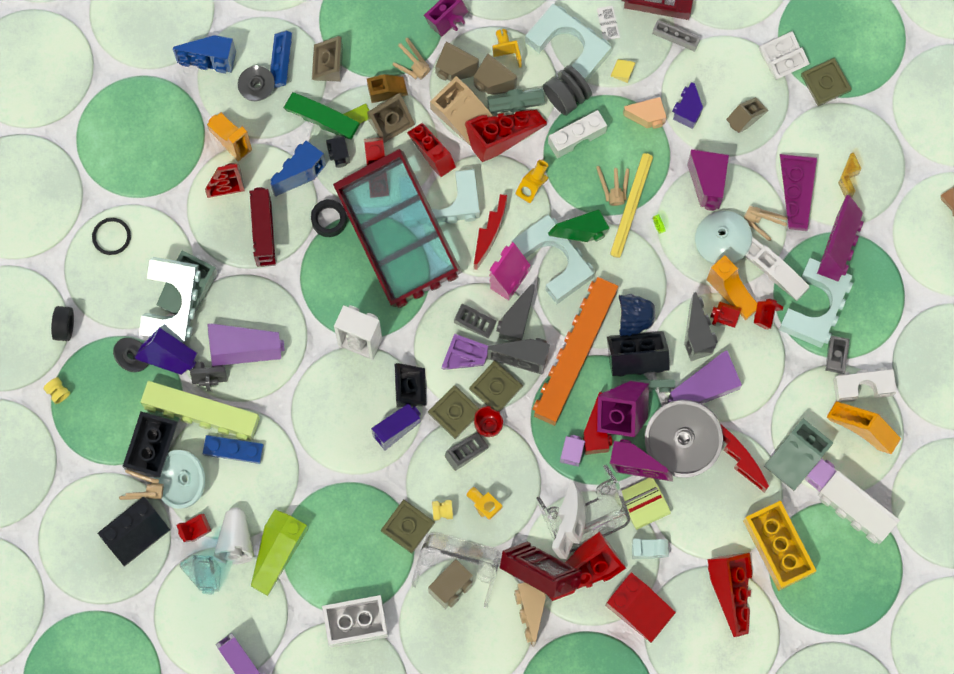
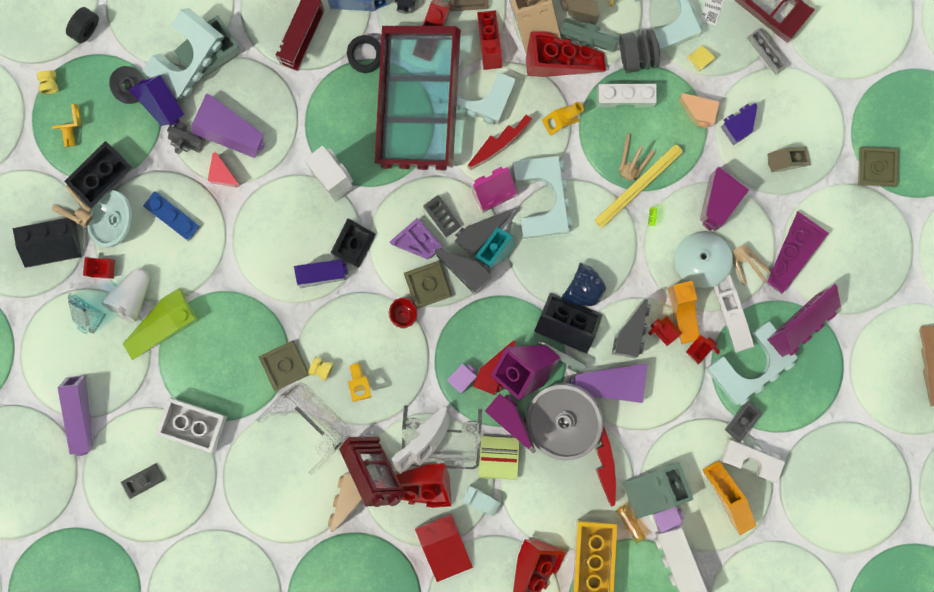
camera: 30 degrees right, 10 degrees up
(98, 423) = (67, 129): none -> yellow bracket
(199, 410) = (160, 166): yellowish green brick -> none
(258, 387) = (220, 173): none -> coral slope
(451, 584) = (289, 439): dark tan brick -> none
(452, 459) = (354, 328): dark grey slope -> none
(454, 412) = (379, 287): olive tile -> none
(539, 320) = (496, 248): none -> teal slope
(576, 351) = (515, 291): orange brick -> none
(582, 228) = (580, 184): green slope -> none
(783, 55) = (854, 122): white slope -> none
(791, 497) = (630, 524): none -> clear yellow pin
(850, 170) = (853, 259): clear yellow slope -> none

